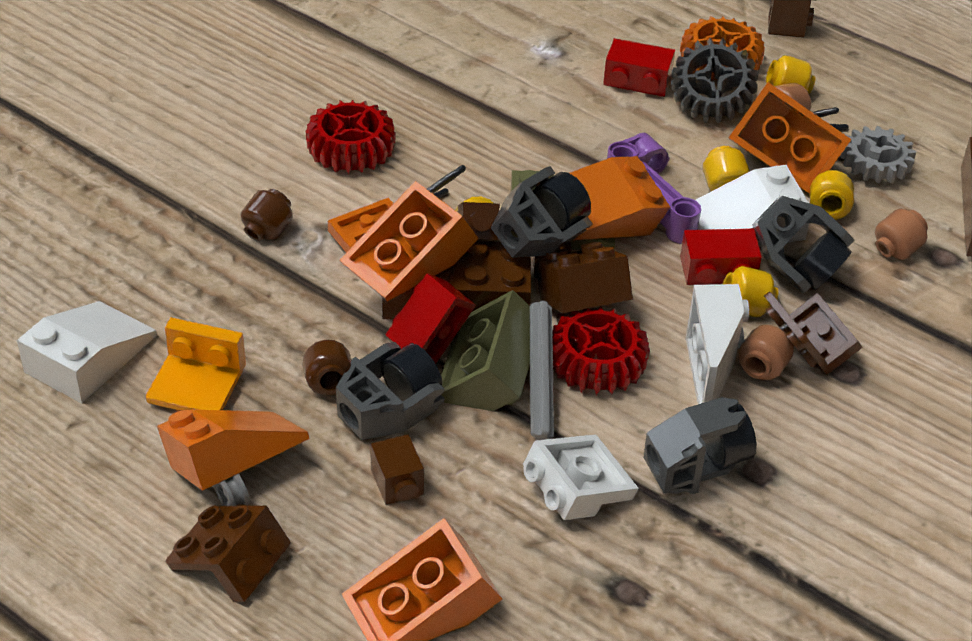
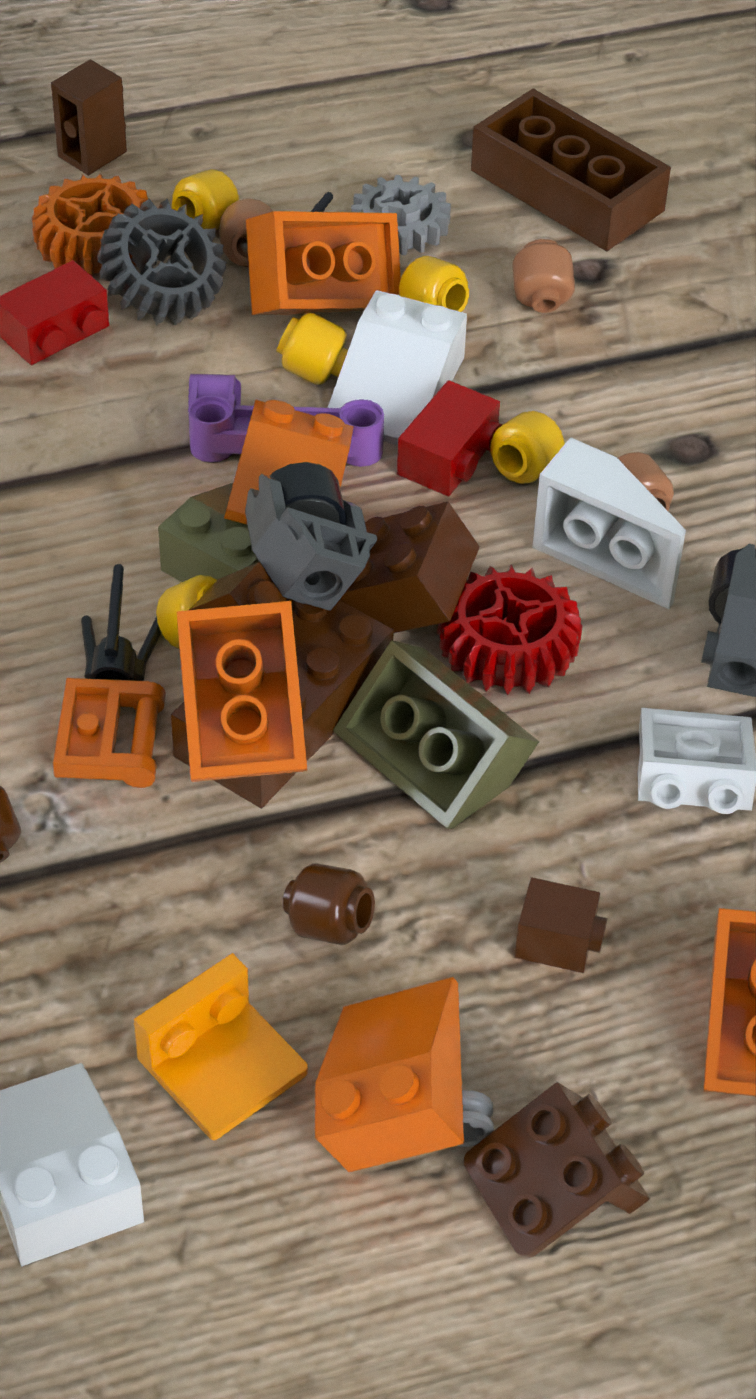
camera: 55 degrees left, 5 degrees up
(384, 410) = (421, 838): dark grey piece -> none
(431, 316) = (351, 752): red brick -> none
(541, 371) = (511, 696): light grey axle -> none
(815, 332) = (640, 425): bracket -> none
(820, 259) = (525, 367): dark grey piece -> none

